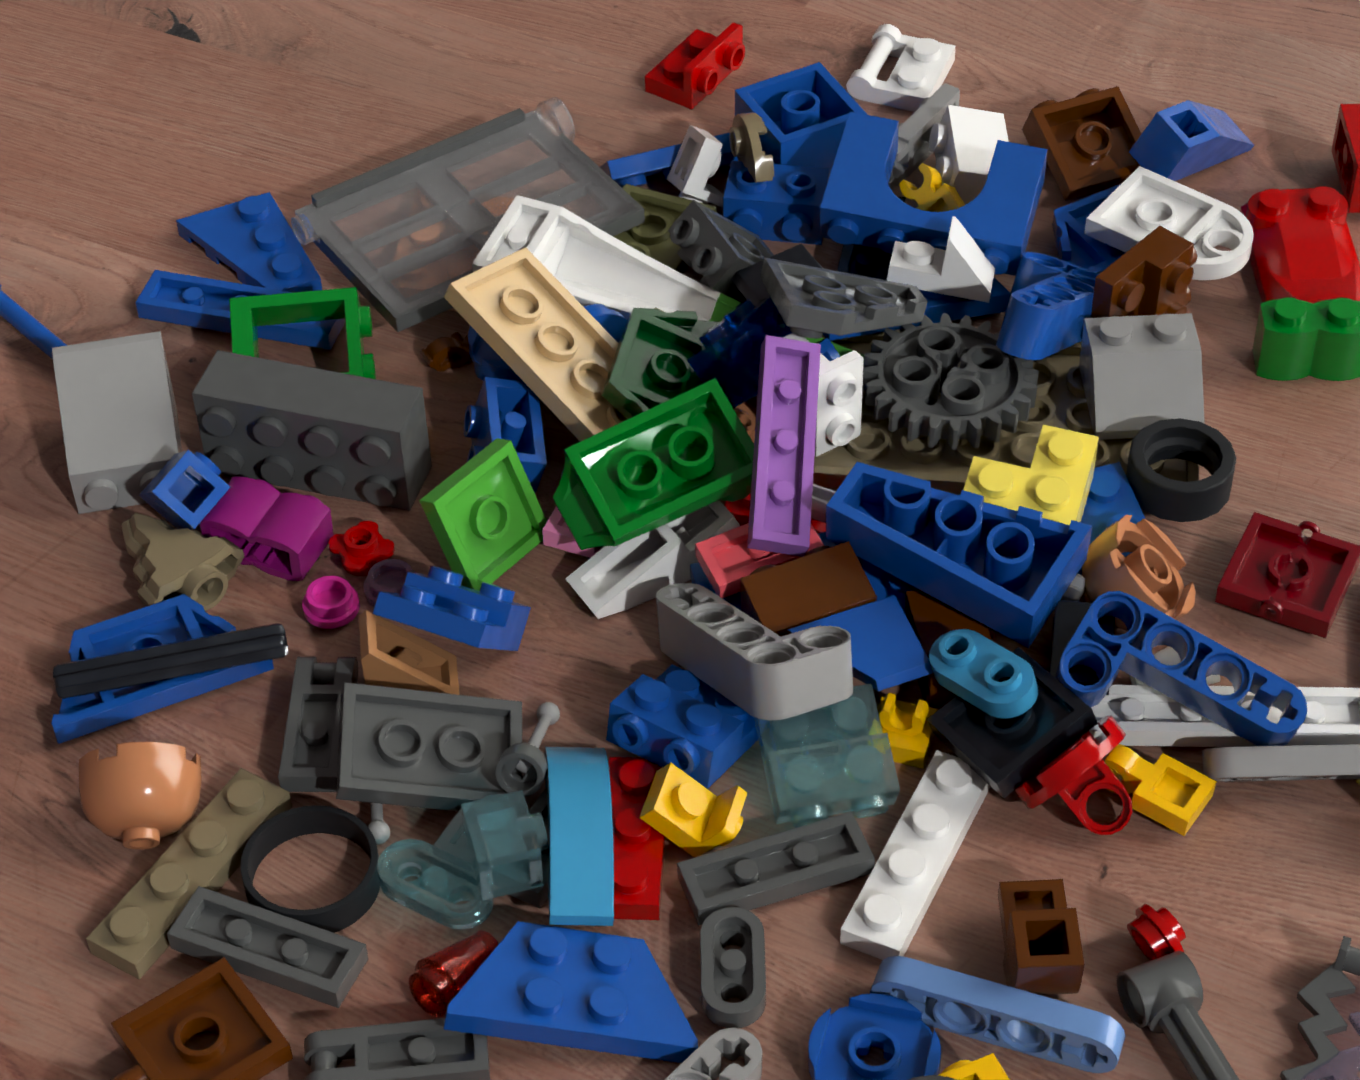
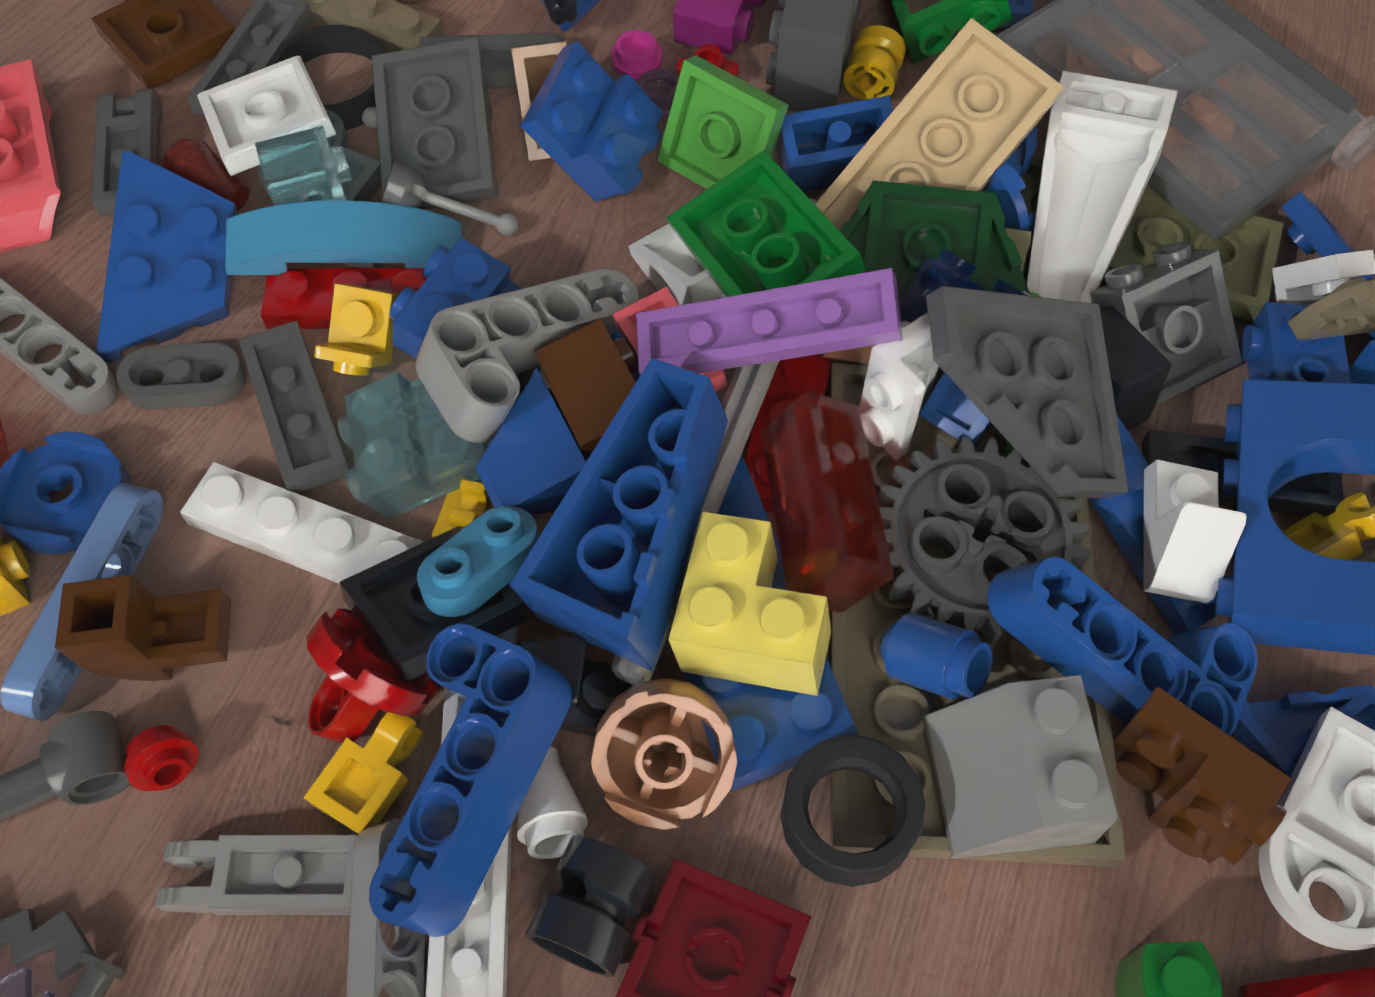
camera: 85 degrees right, 15 degrees up
(397, 894) = (261, 108): none -> white plate
(925, 447) = (826, 501): none -> clear red brick
(1059, 401) = (936, 656): none -> blue brick
(1252, 850) = (264, 875): none -> light grey hinge
(1281, 637) = (594, 899): none -> black wheel

